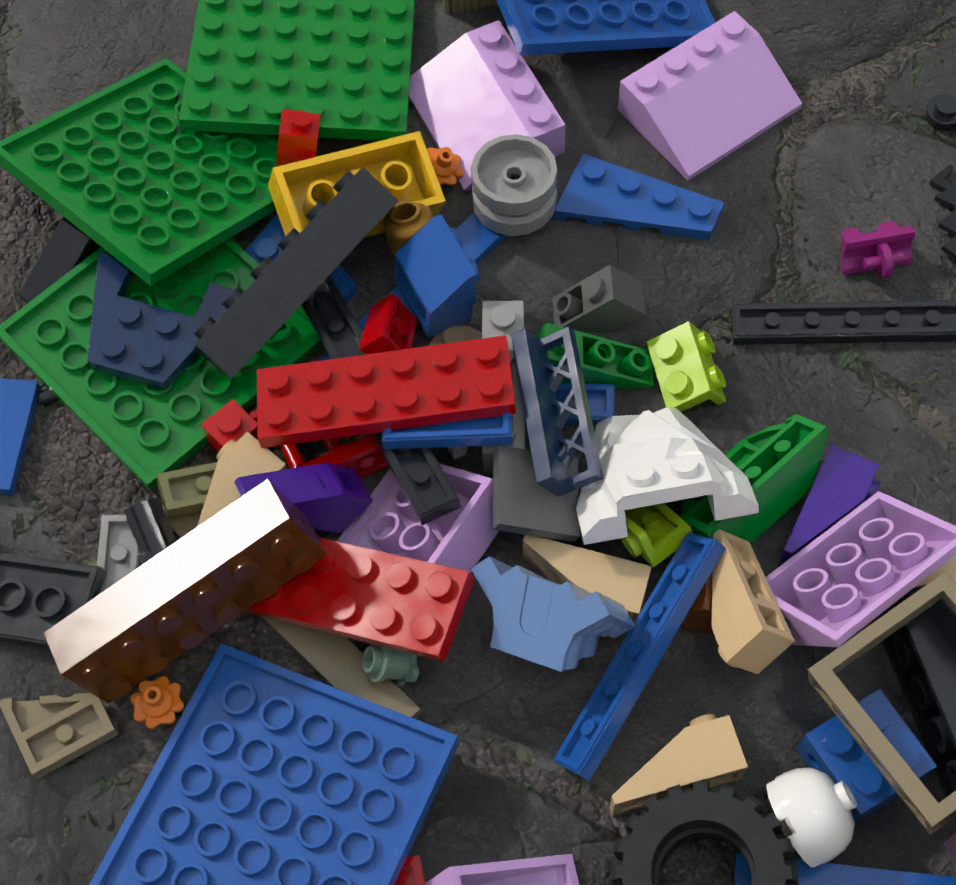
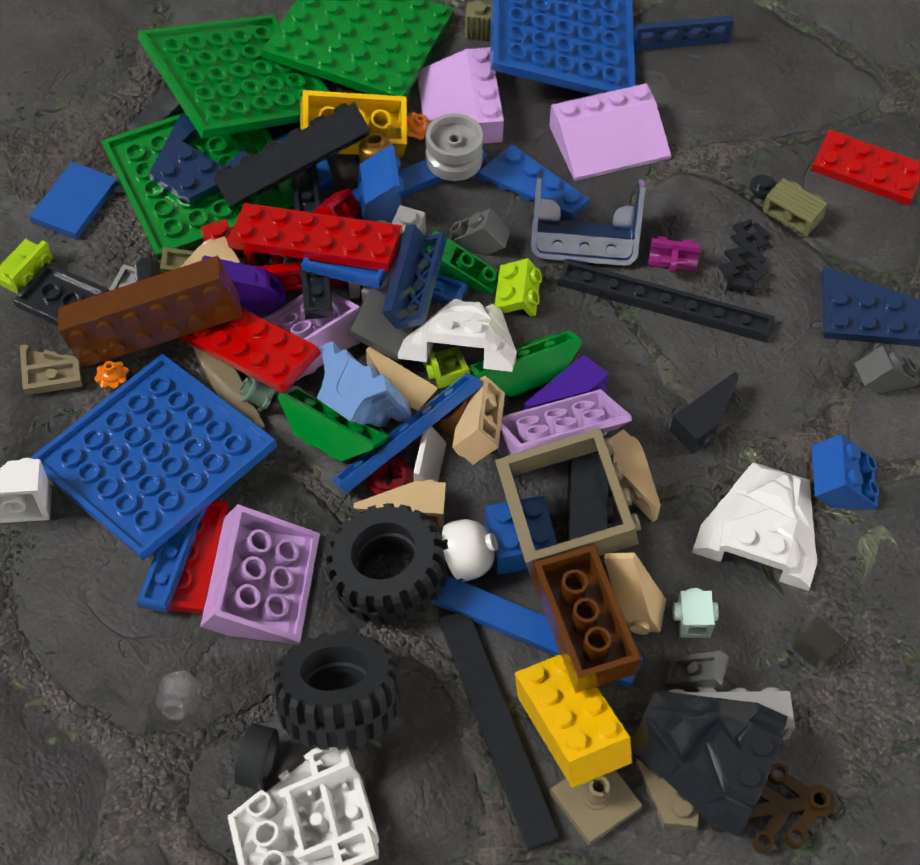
camera: 15 degrees right, 5 degrees down
(297, 136) = (332, 78): red brick -> none
(522, 689) = (326, 428): none -> green wedge
(653, 738) = (401, 473): none -> dark red gear
(680, 683) = (429, 456): none -> white slope
(751, 266) = (586, 241): none -> windscreen

